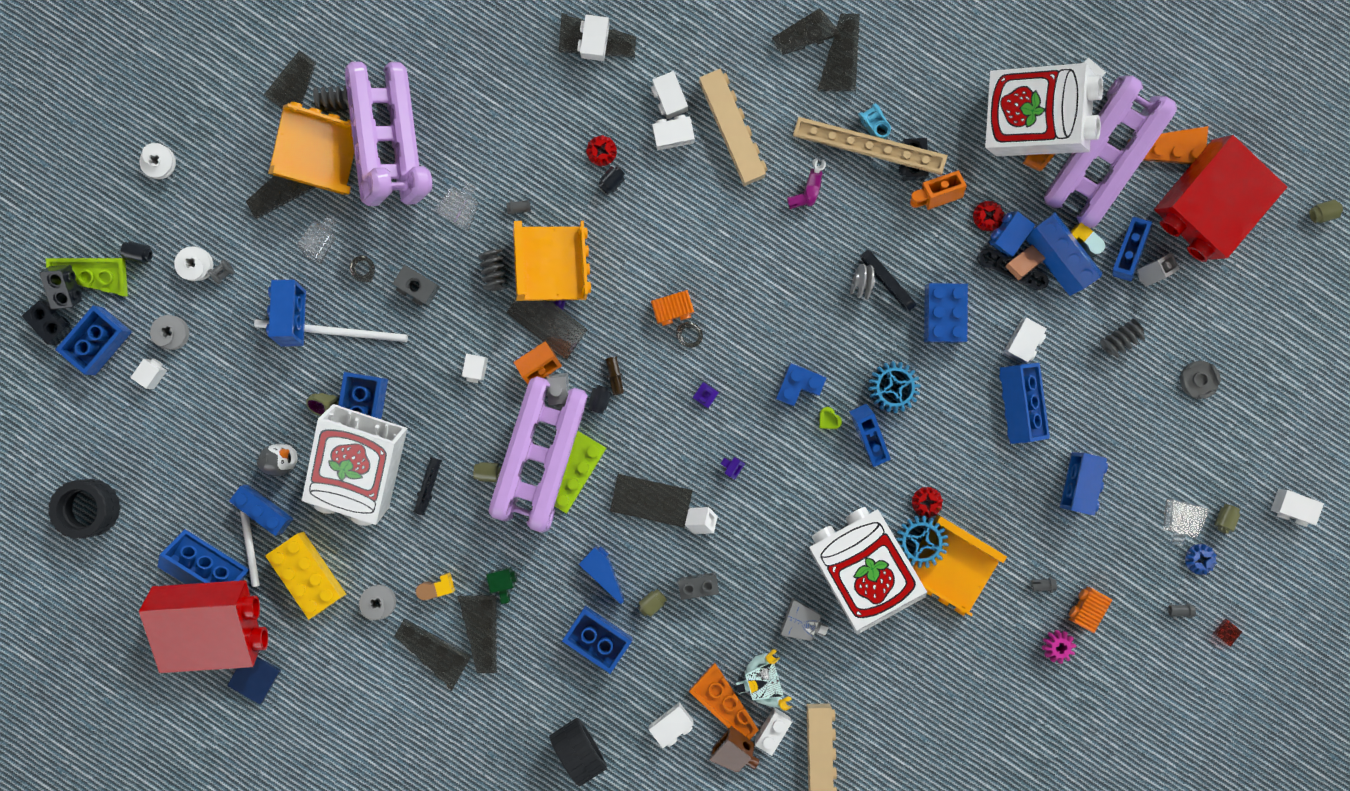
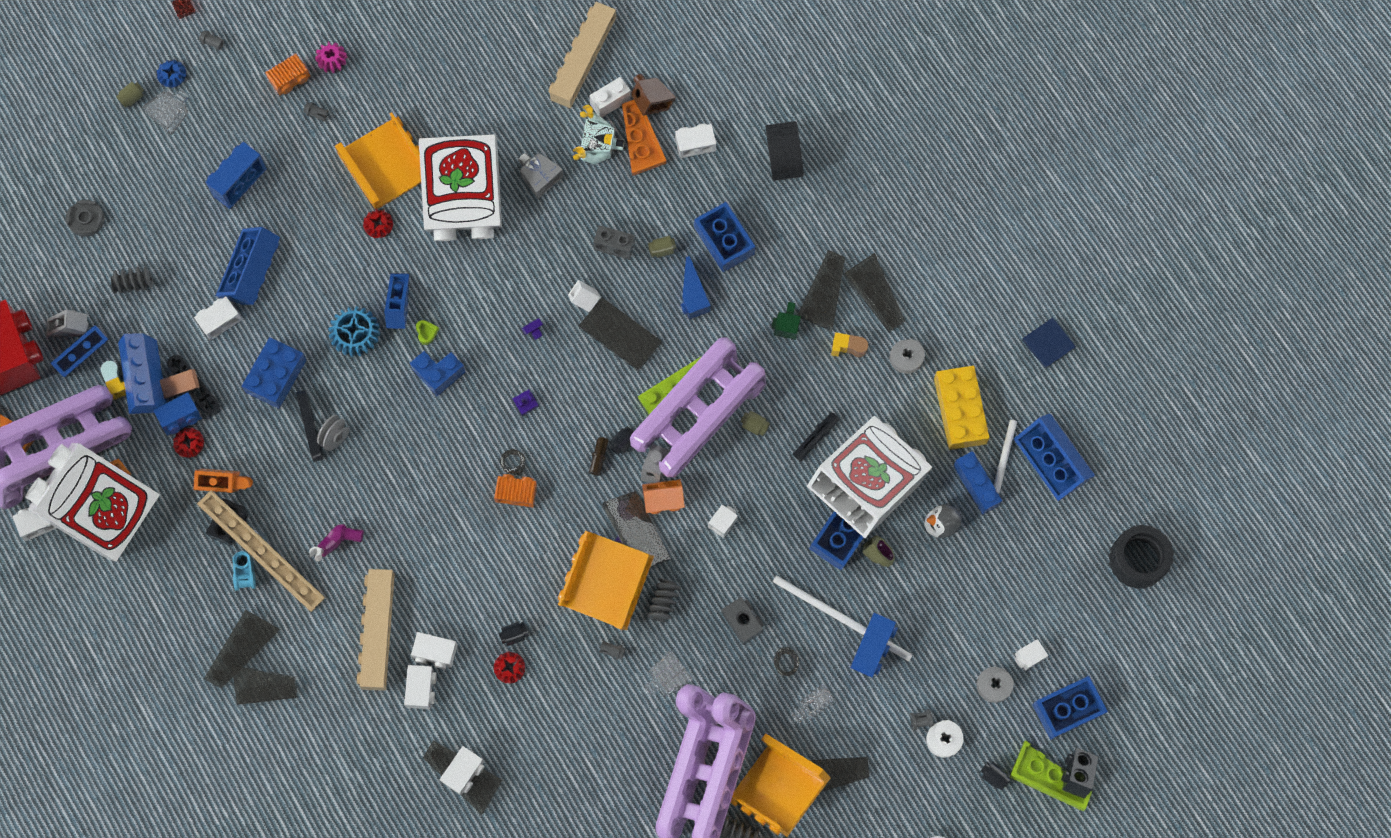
camera: 165 degrees left, 15 degrees down
(45, 326) = (1113, 746): black brick -> none
(203, 626) = (1067, 397): brick -> none
(928, 526) = (391, 179): dark azure gear -> none
(1297, 507) = (65, 75): white brick -> none

